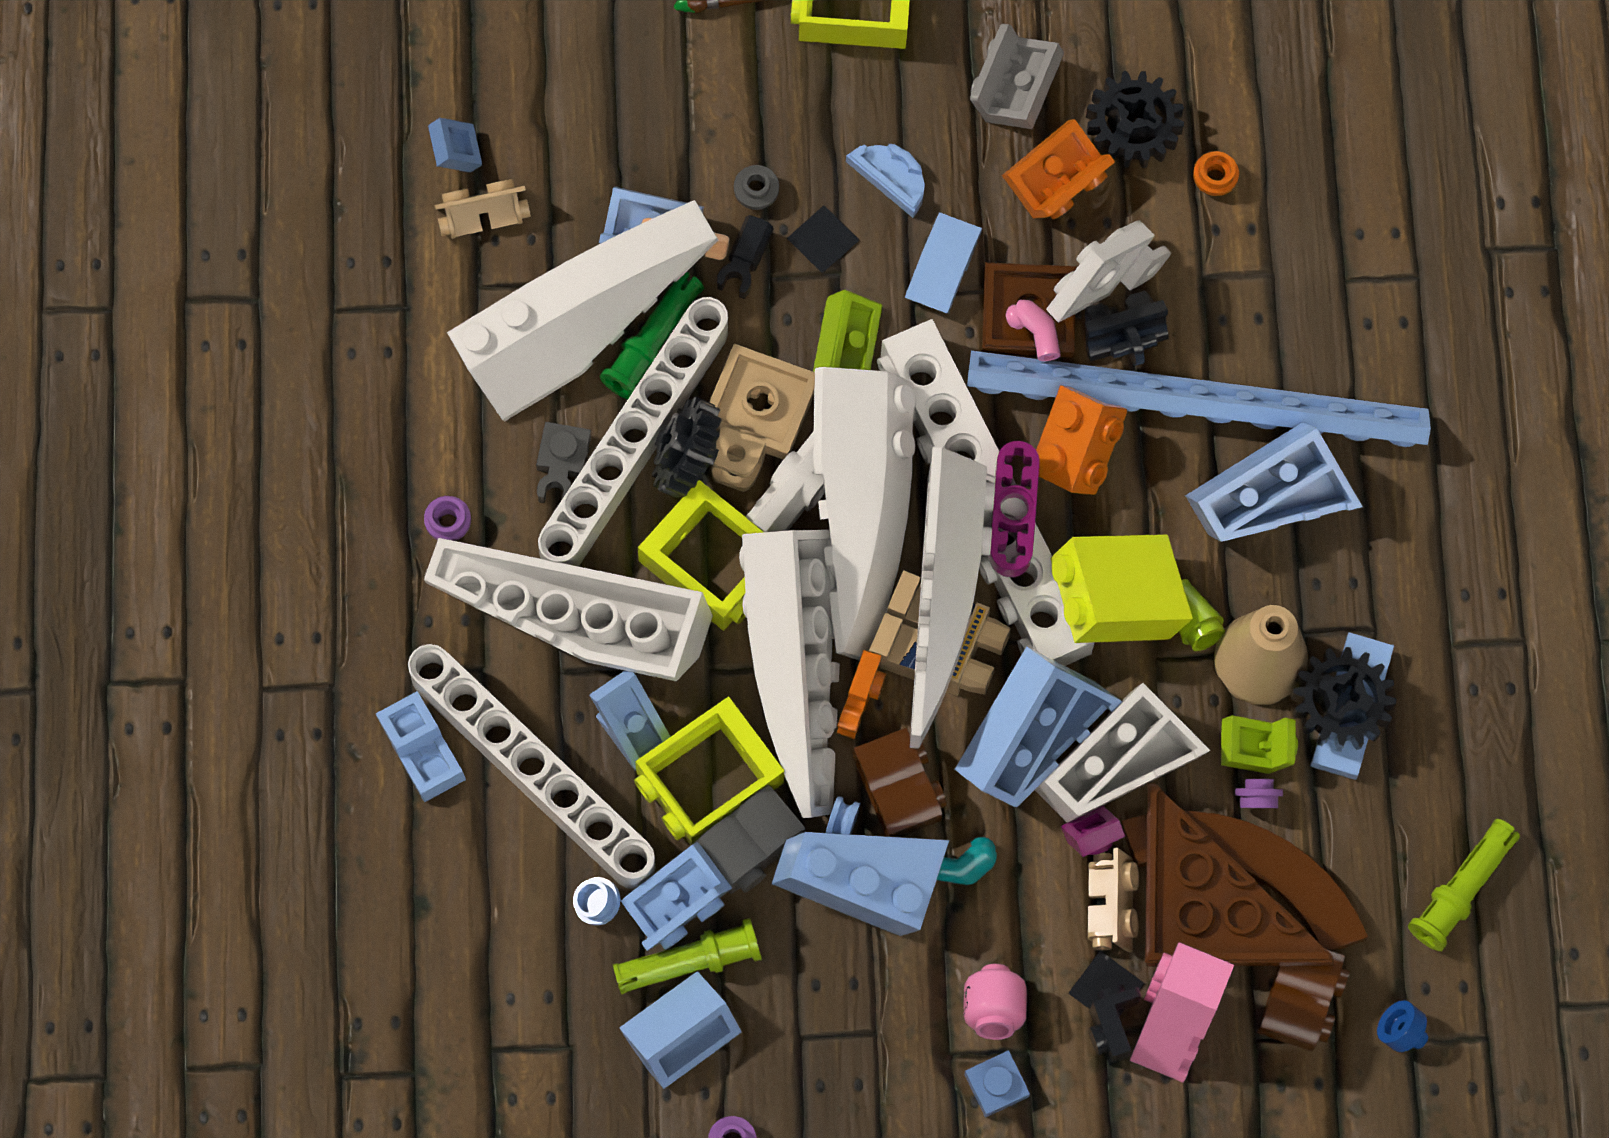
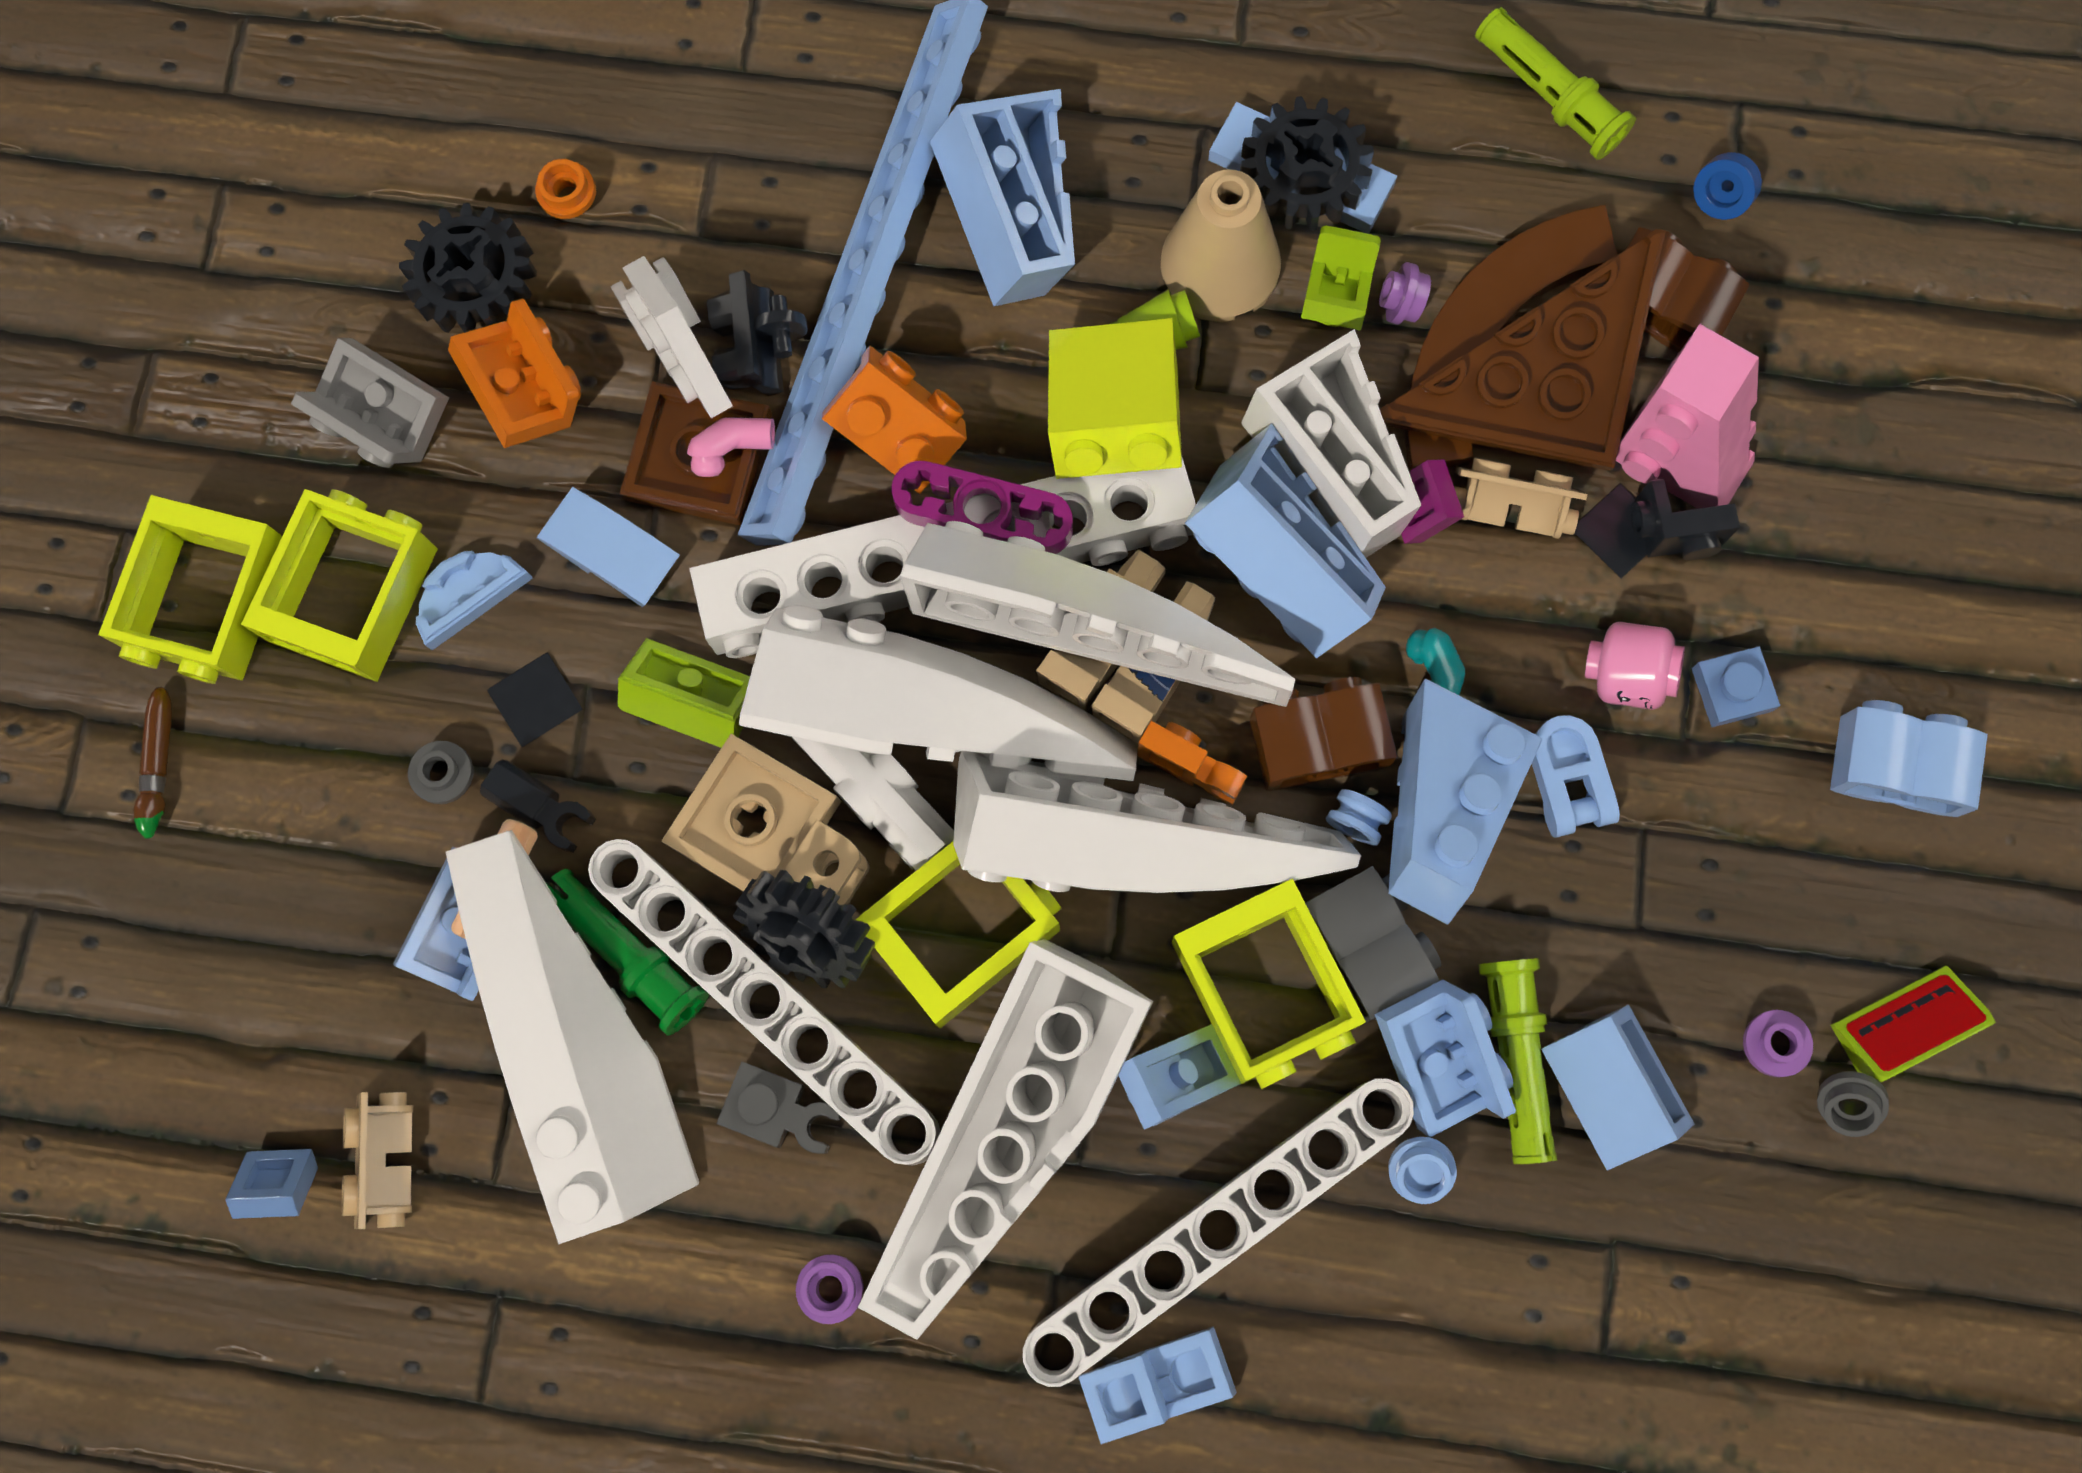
camera: 70 degrees left, 5 degrees up
(886, 55) = (296, 560): none -> neon yellow window
(919, 960) = (1567, 755): none -> light blue plate

